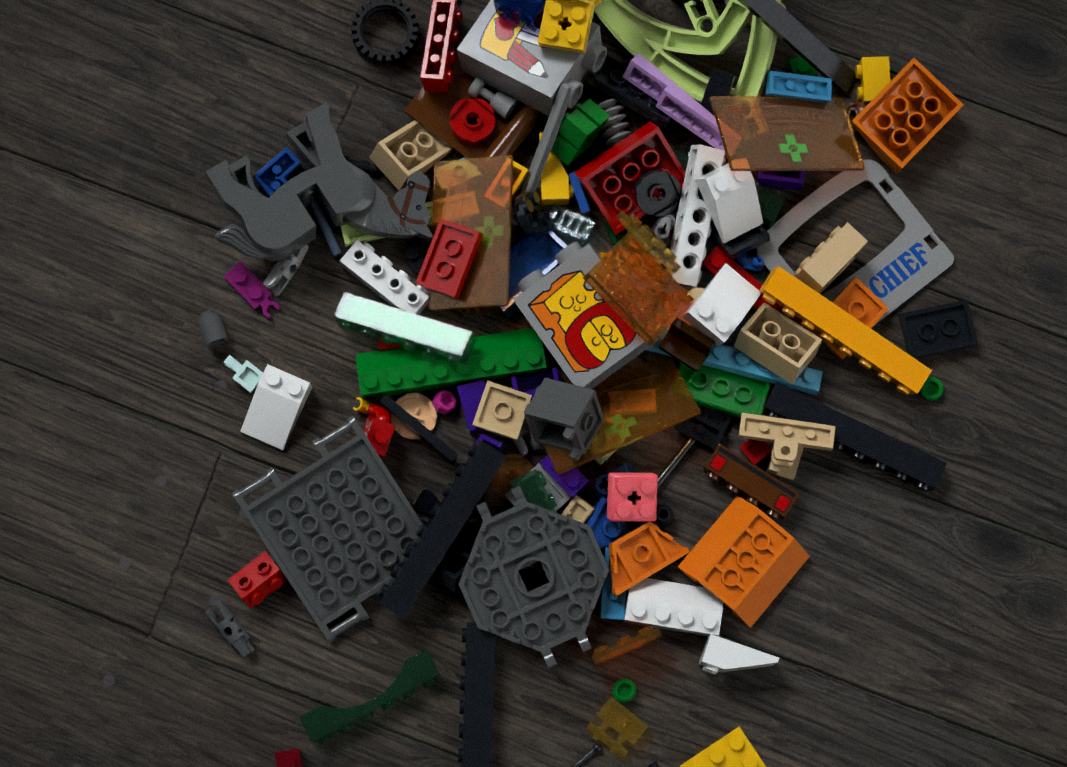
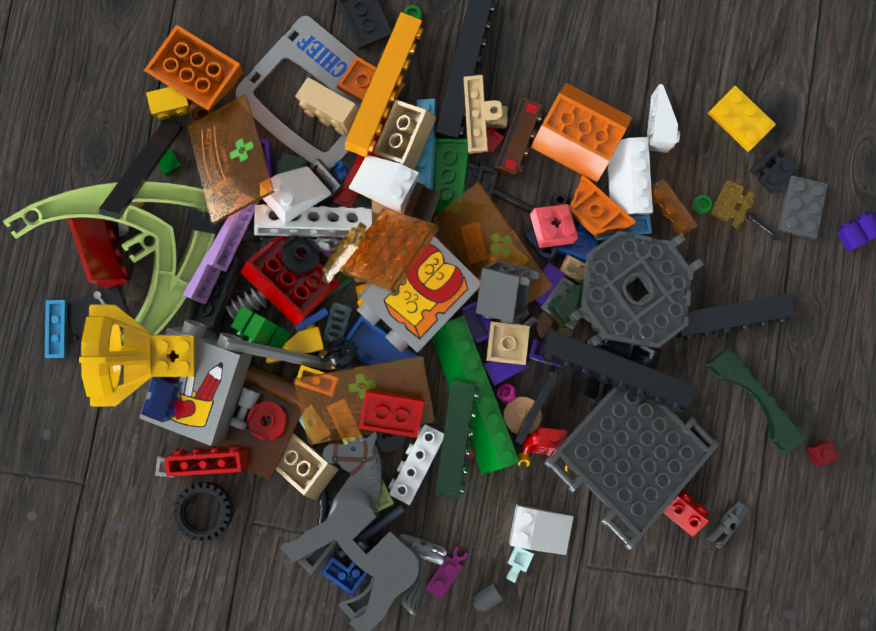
camera: 100 degrees left, 5 degrees up
(798, 86) = (186, 158): dark azure plate -> none

